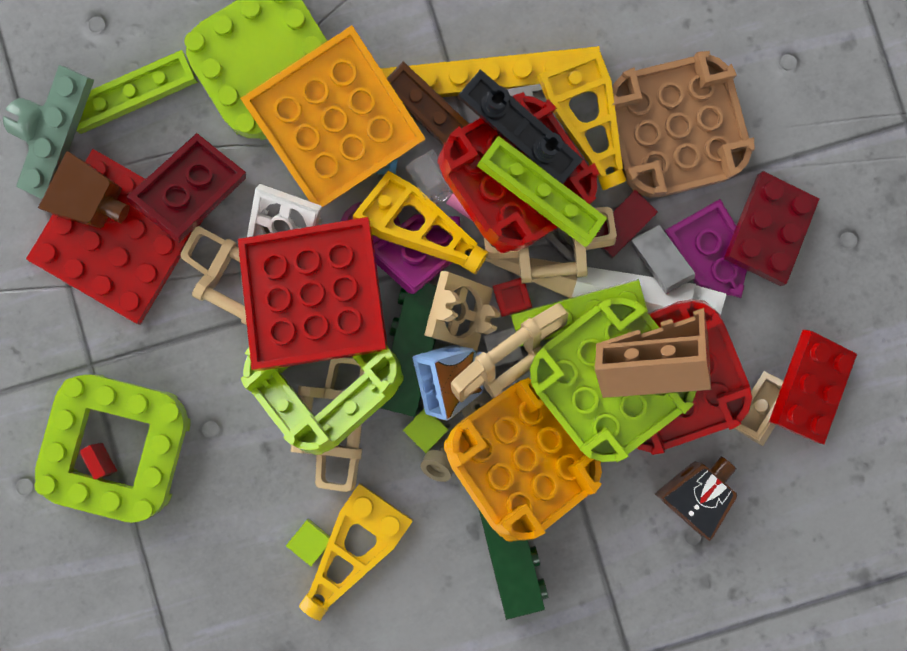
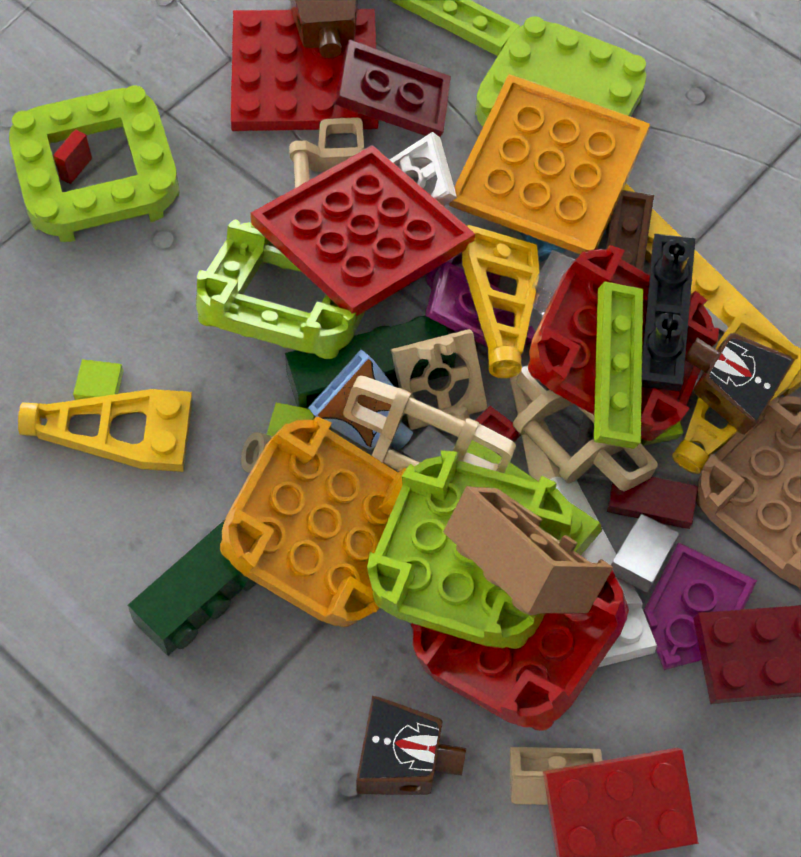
camera: 60 degrees right, 25 degrees down
(351, 449) = (205, 341): tan bar -> none
(595, 114) = (738, 378): none -> torso

